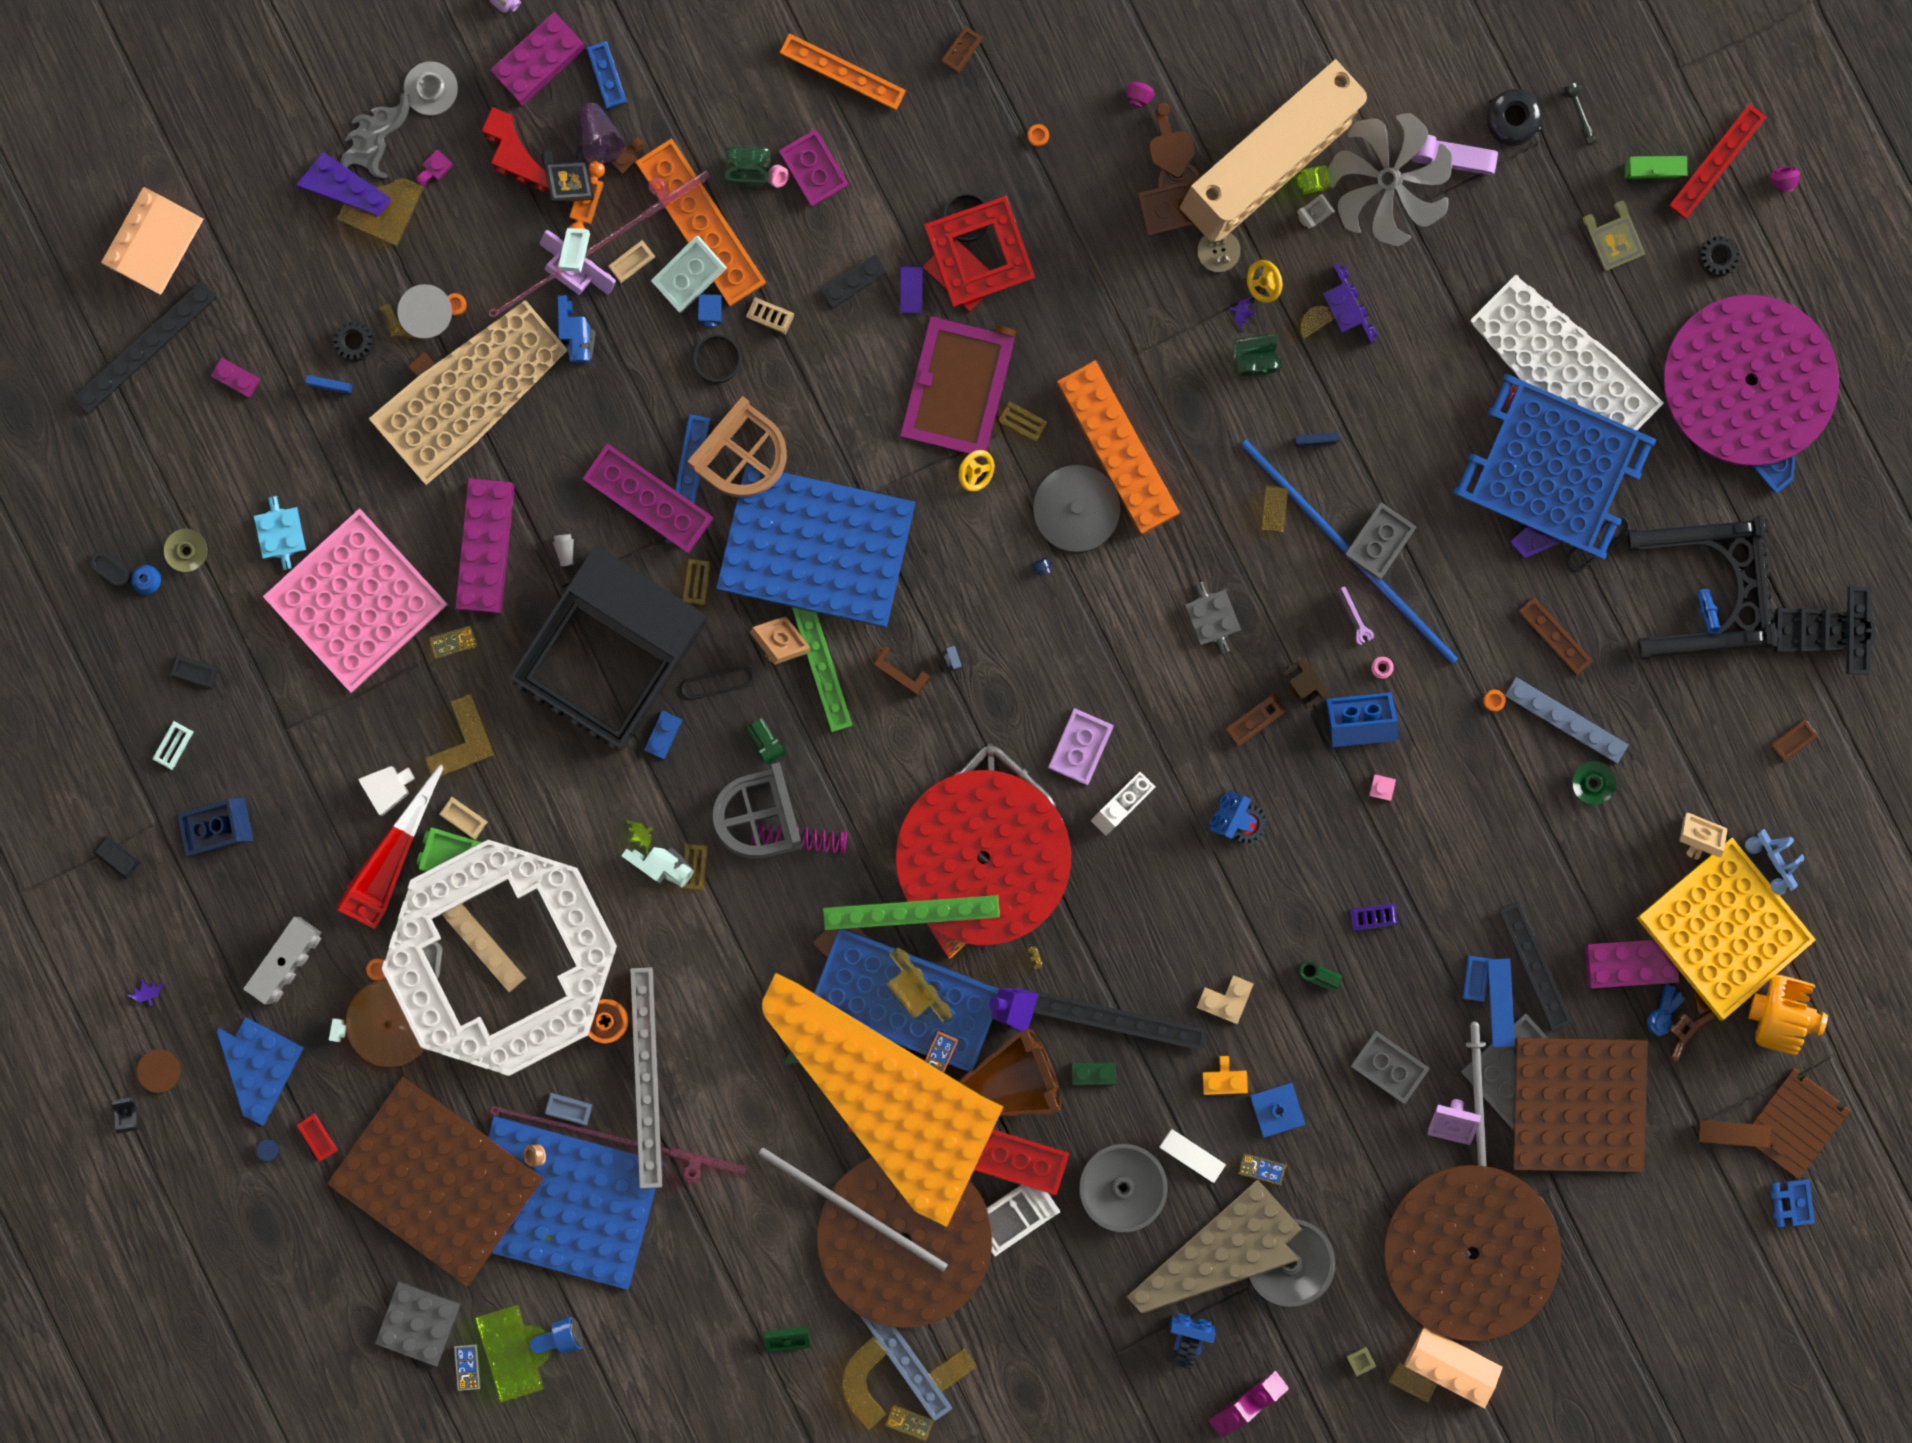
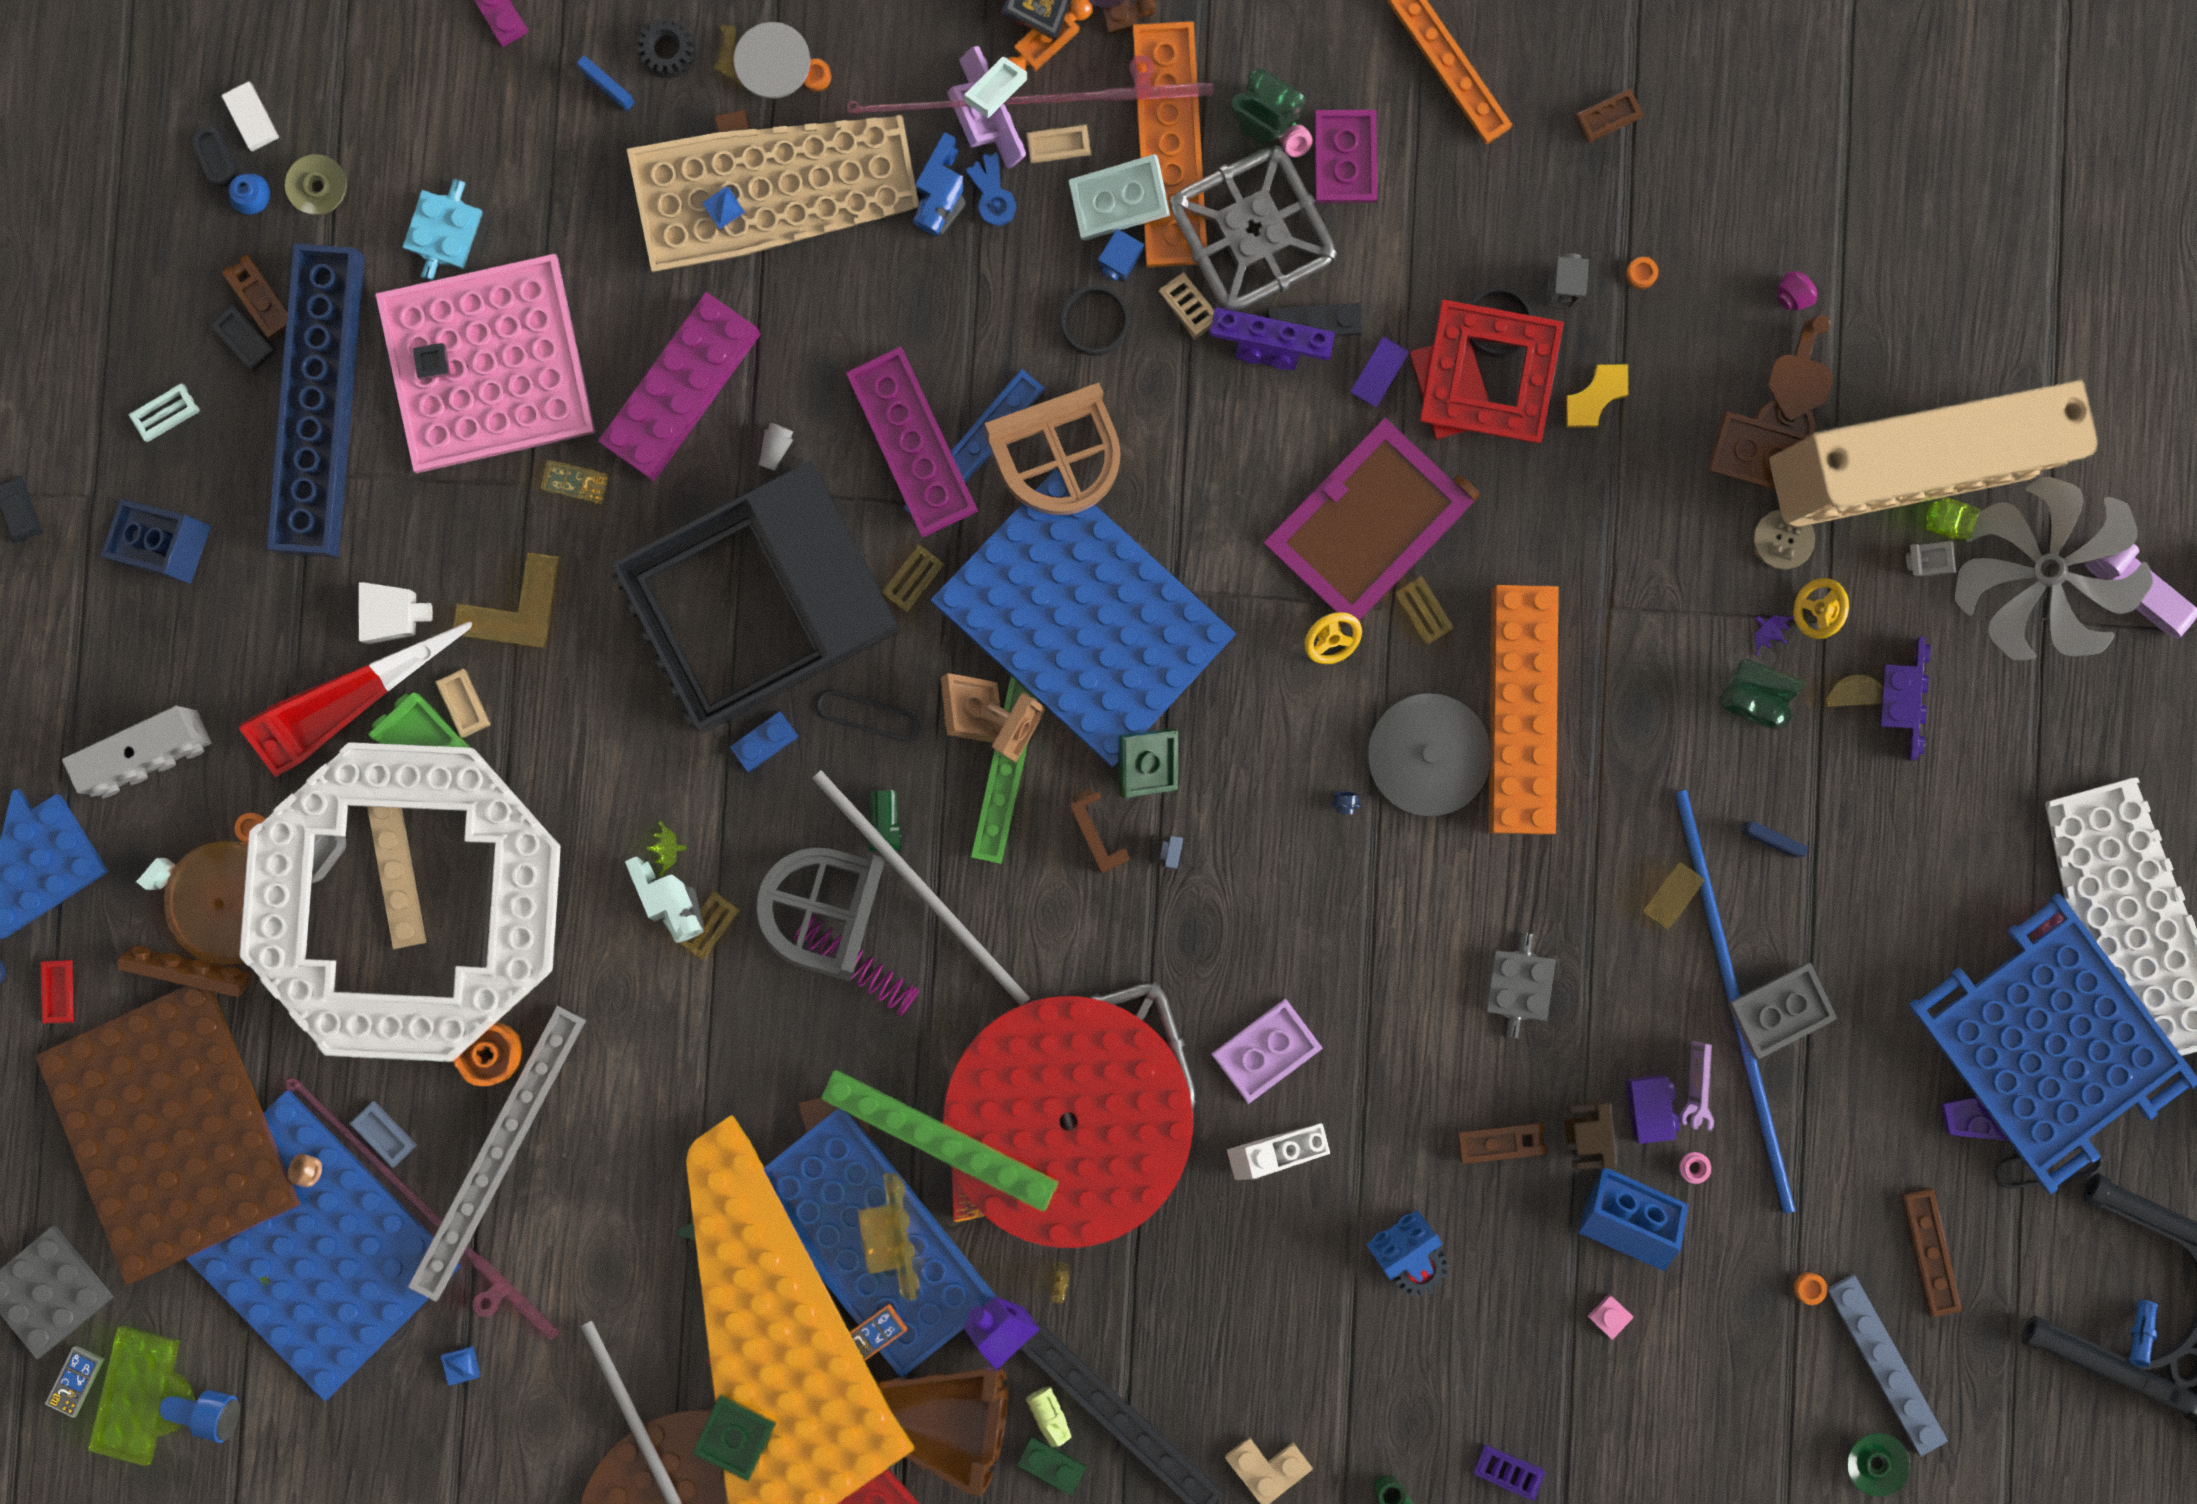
camera: 25 degrees right, 0 degrees up
(118, 531) = (250, 116): none -> white tile
(191, 640) = (258, 296): none -> reddish brown plate
(265, 683) = (316, 401): none -> dark blue brick
(323, 618) = (431, 361): none -> black plate
(397, 1076) = (184, 971): none -> reddish brown plate
(449, 420) = (723, 207): none -> blue tile
(614, 321) = (996, 204): none -> blue piece
(698, 1221) = (460, 1365): none -> blue tile
(782, 232) = (1259, 210): none -> flat silver plate
(811, 768) = (920, 887): none -> light grey piece
(813, 635) = (1015, 725): none -> medium nougat tile
(832, 309) = (1271, 340): none -> dark purple bracket
(891, 1162) = (734, 1437): none -> dark green tile
(907, 611) = (1148, 762): none -> tile
(994, 169) = (1567, 281): none -> dark grey brick
(1051, 237) = (1608, 384): none -> yellow tile
(1075, 1044) = (1049, 1416): none -> yellowish green hinge
(1335, 646) = (1652, 1109): none -> dark purple brick

